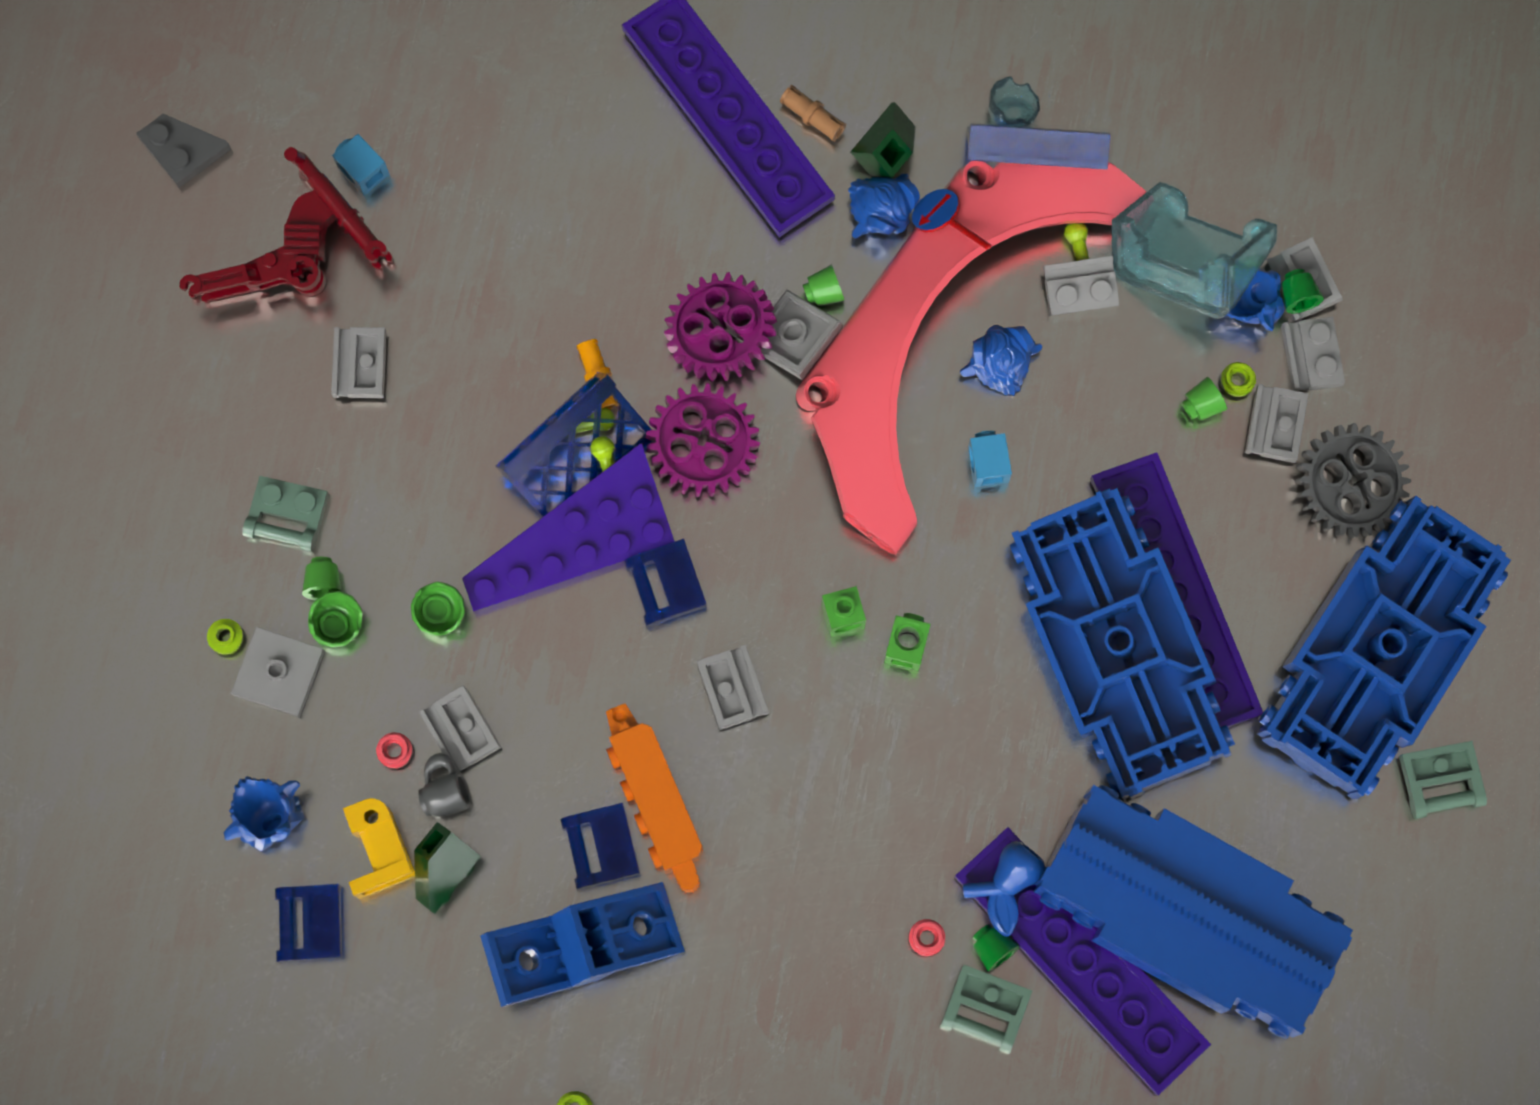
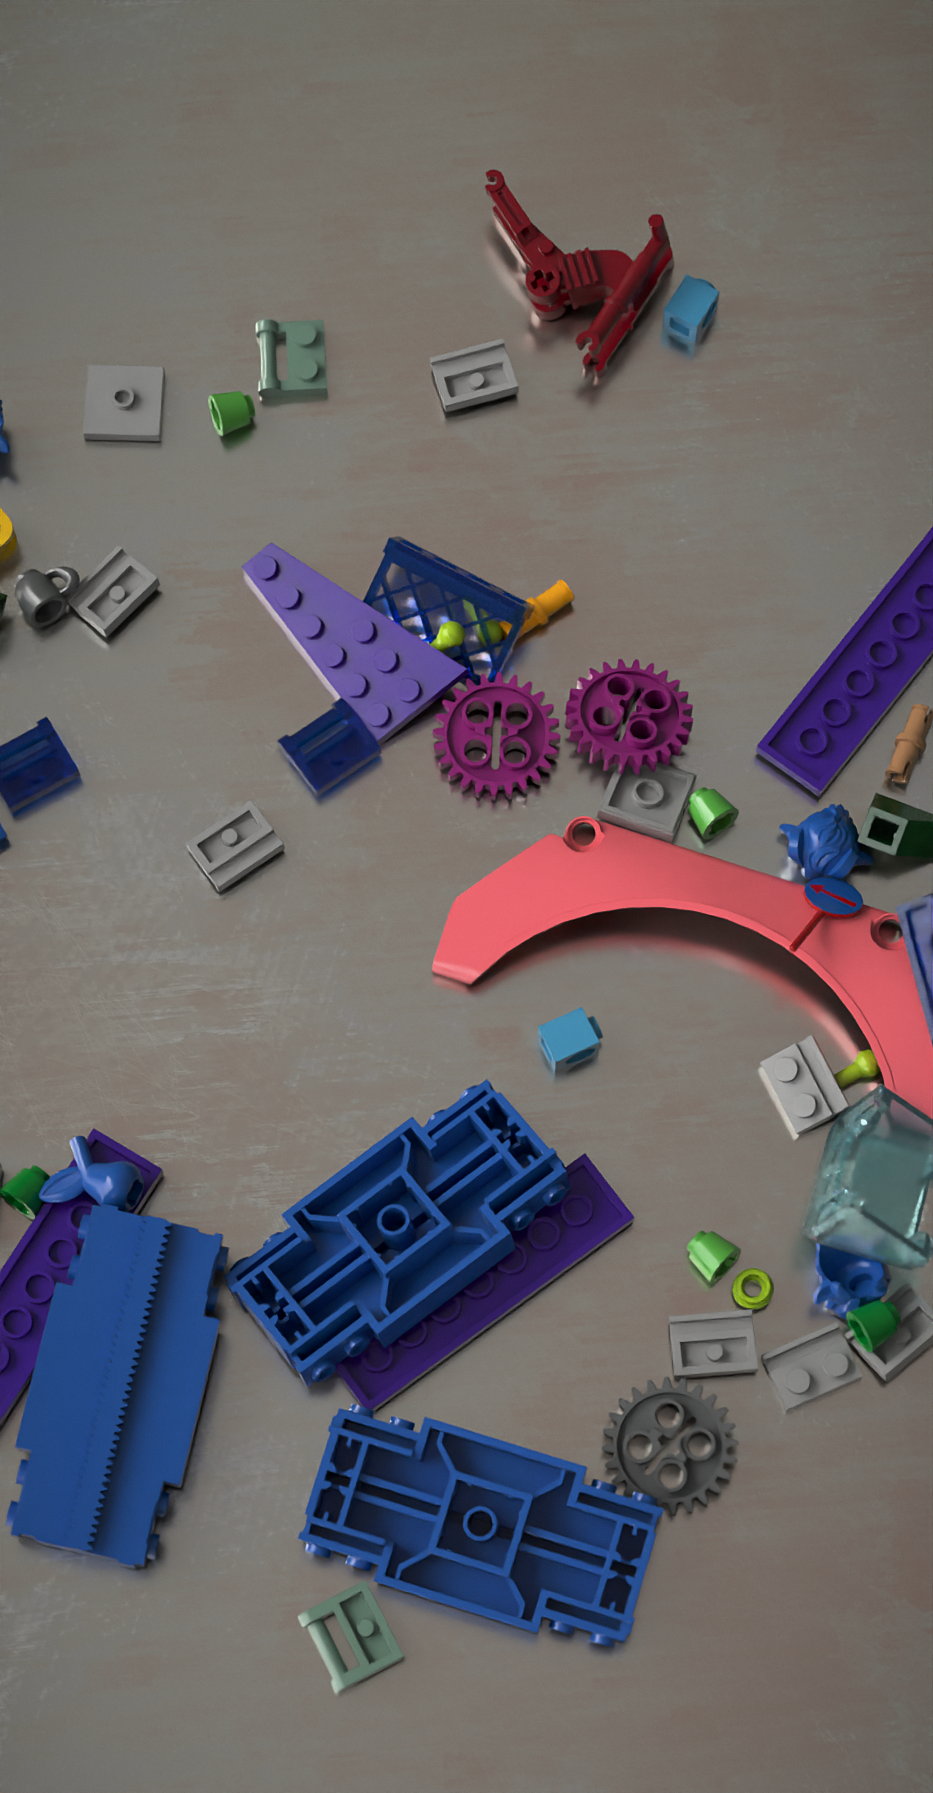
camera: 75 degrees right, 5 degrees down
(181, 147) = (651, 136): dark grey wing -> none
(232, 643) = (148, 350): lime plate -> none
(335, 619) = (190, 435): bright green hair -> none
(386, 743) = (73, 526): coral plate -> none
(438, 608) = (232, 530): bright green hair -> none
(656, 796) = (93, 802): orange hinge -> none
(843, 611) = (349, 932): bright green brick -> none
(900, 655) = (324, 996): bright green brick -> none
(930, 926) = (16, 1110): coral plate -> none
(1002, 358) = (690, 1020): blue hair -> none

